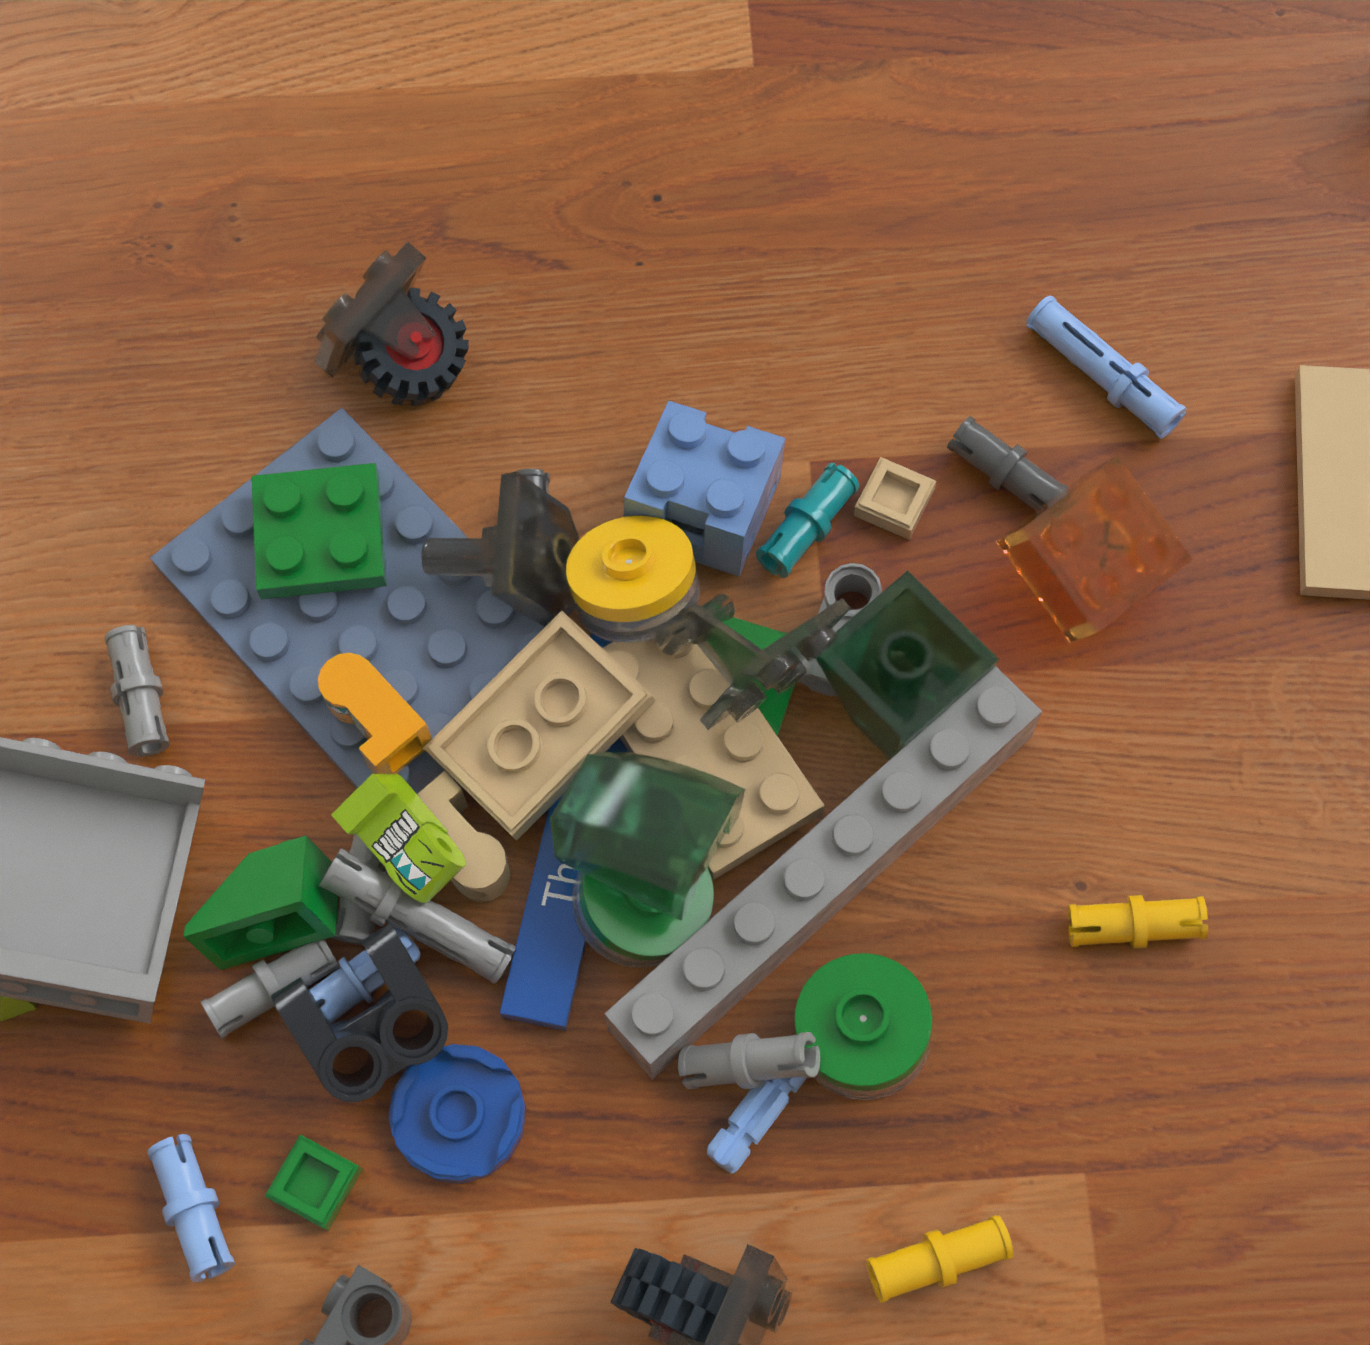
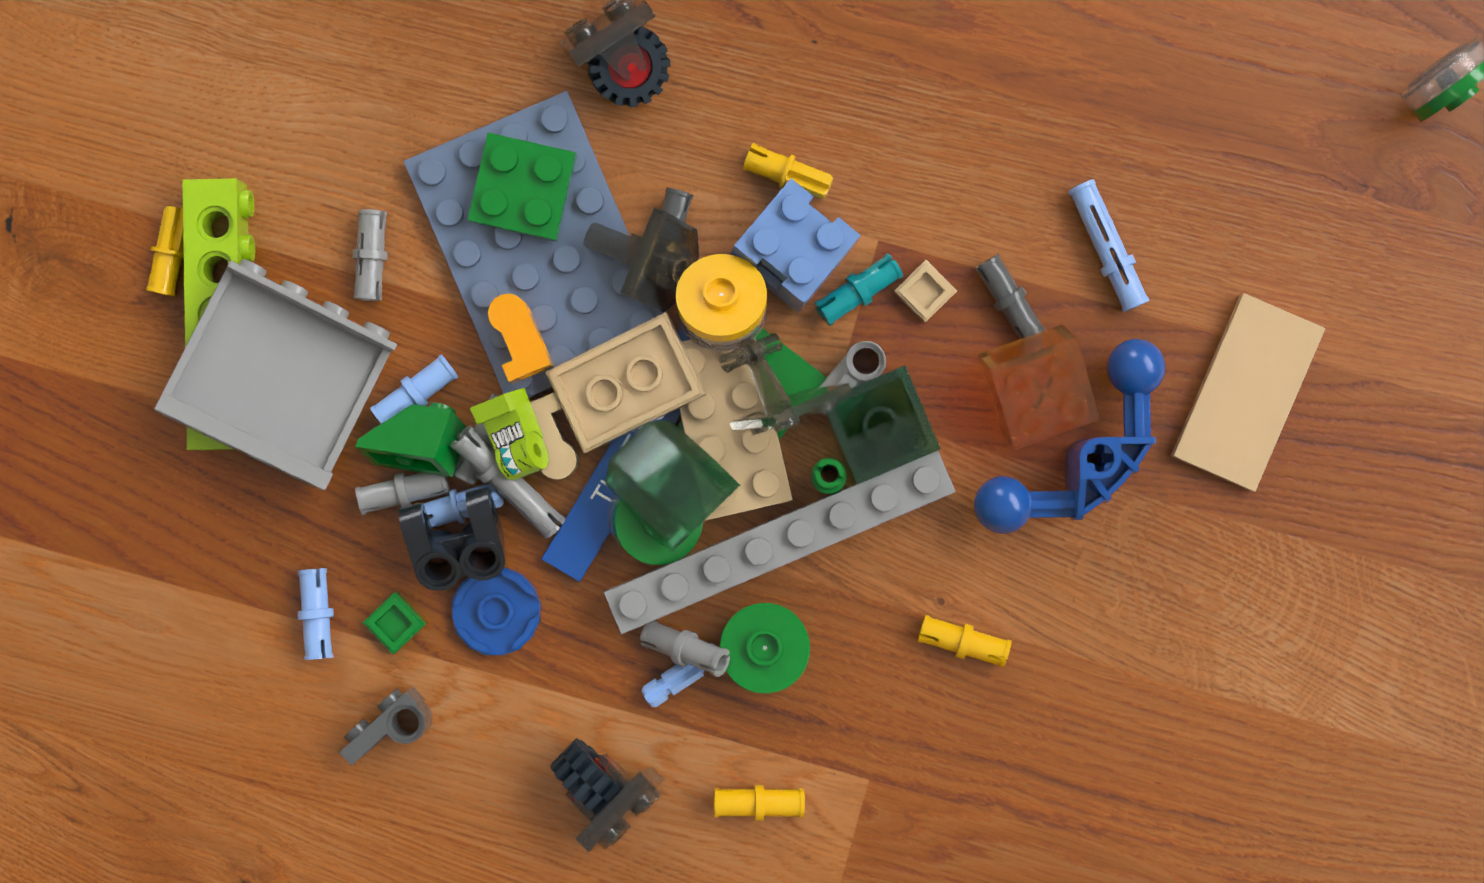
camera: 15 degrees right, 20 degrees up
(258, 831) = (416, 389): none -> light blue pin
(645, 409) = (782, 168): none -> yellow axle
(860, 747) = (833, 465): none -> green pin
(1211, 621) = (1006, 504): none -> blue piece

